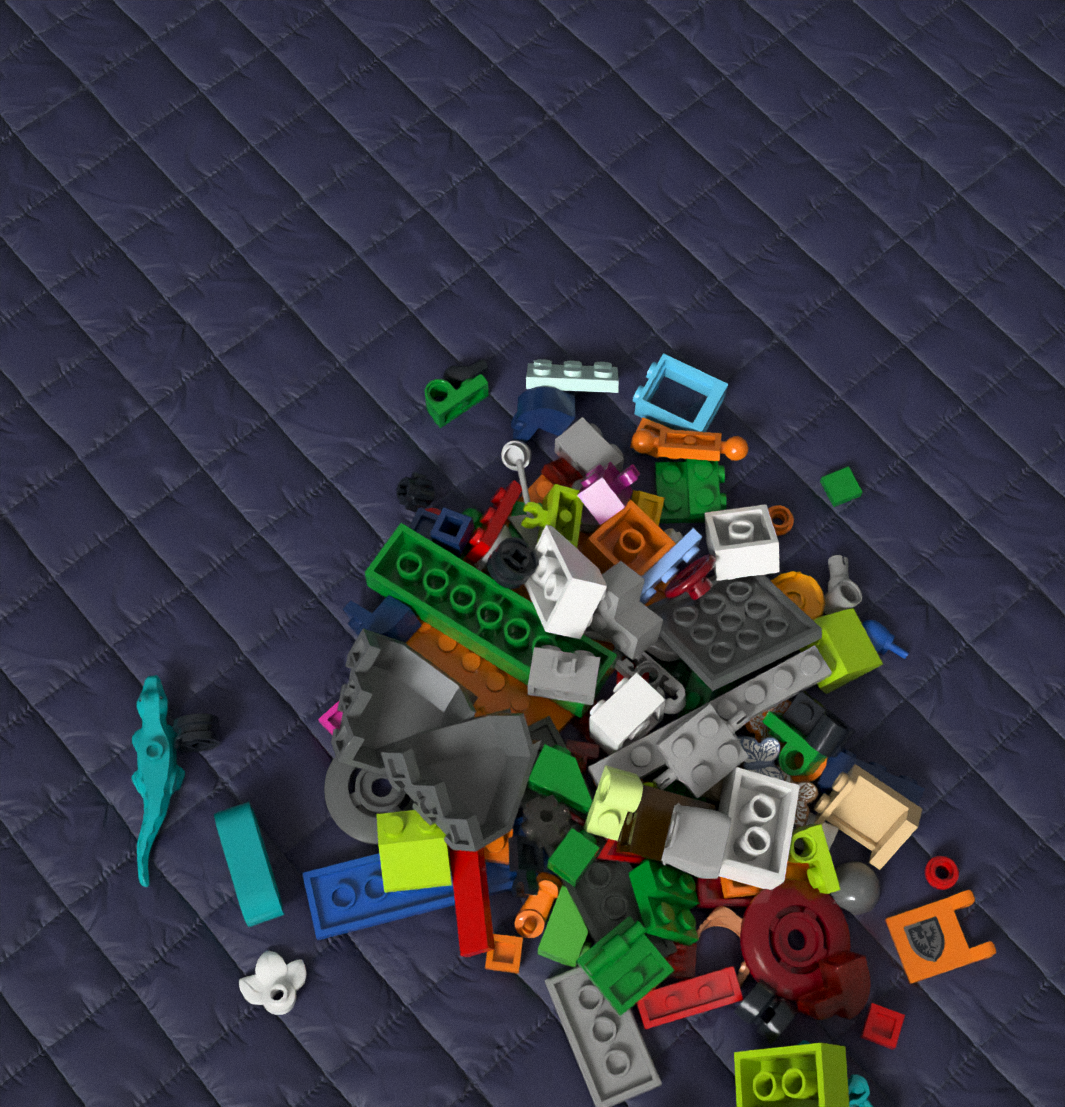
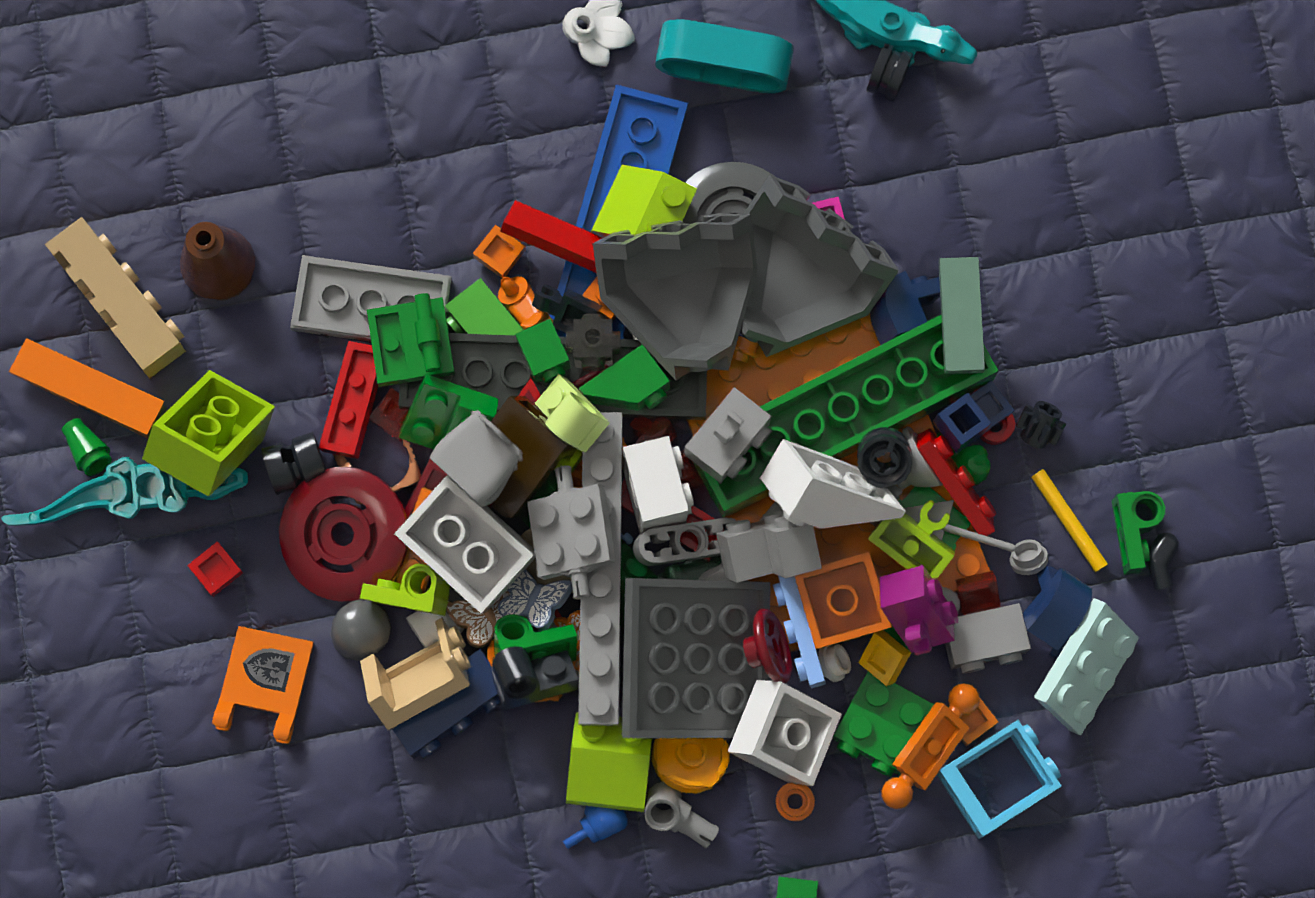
camera: 120 degrees right, 10 degrees up
(374, 565) = (961, 315): none -> sand green tile
(471, 445) = (1069, 520): none -> yellow bar
(844, 989) = (267, 548): clear red brick -> none
(948, 866) = (311, 722): red plate -> none

